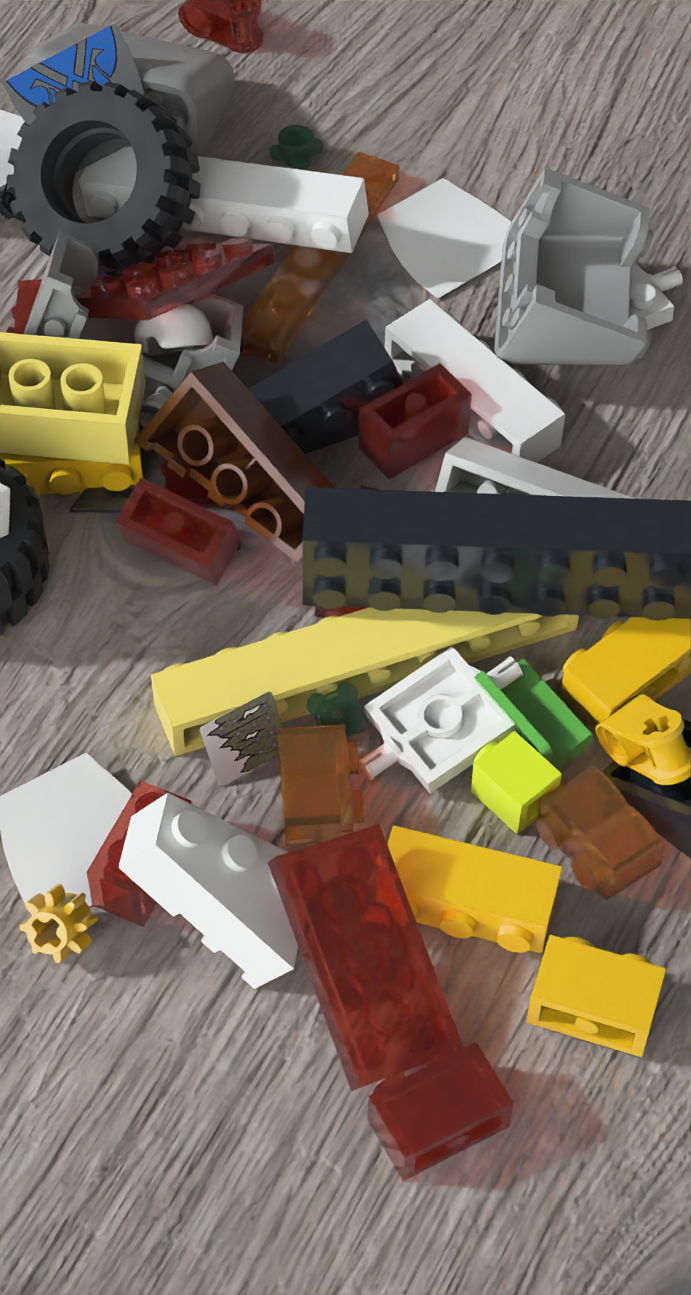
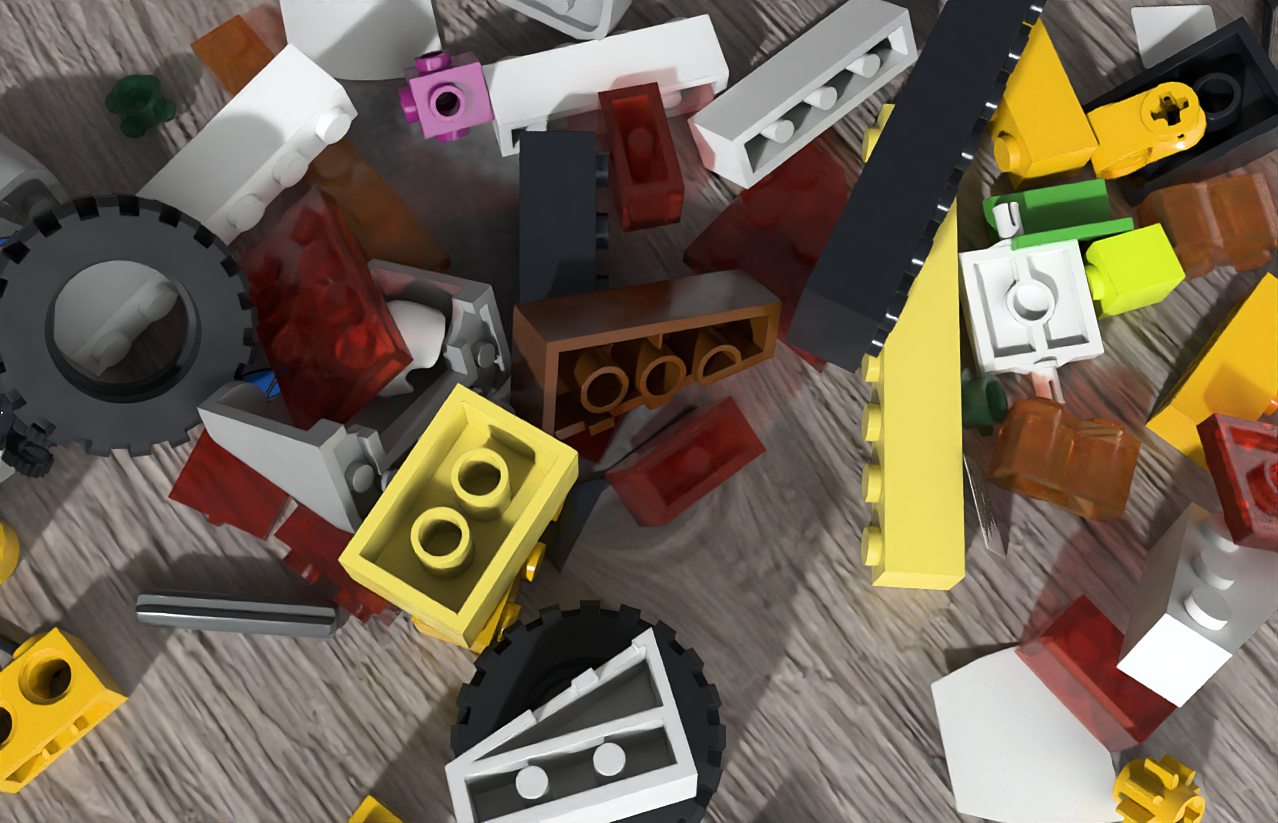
camera: 70 degrees left, 15 degrees up
(395, 289) = (462, 107): none -> brick

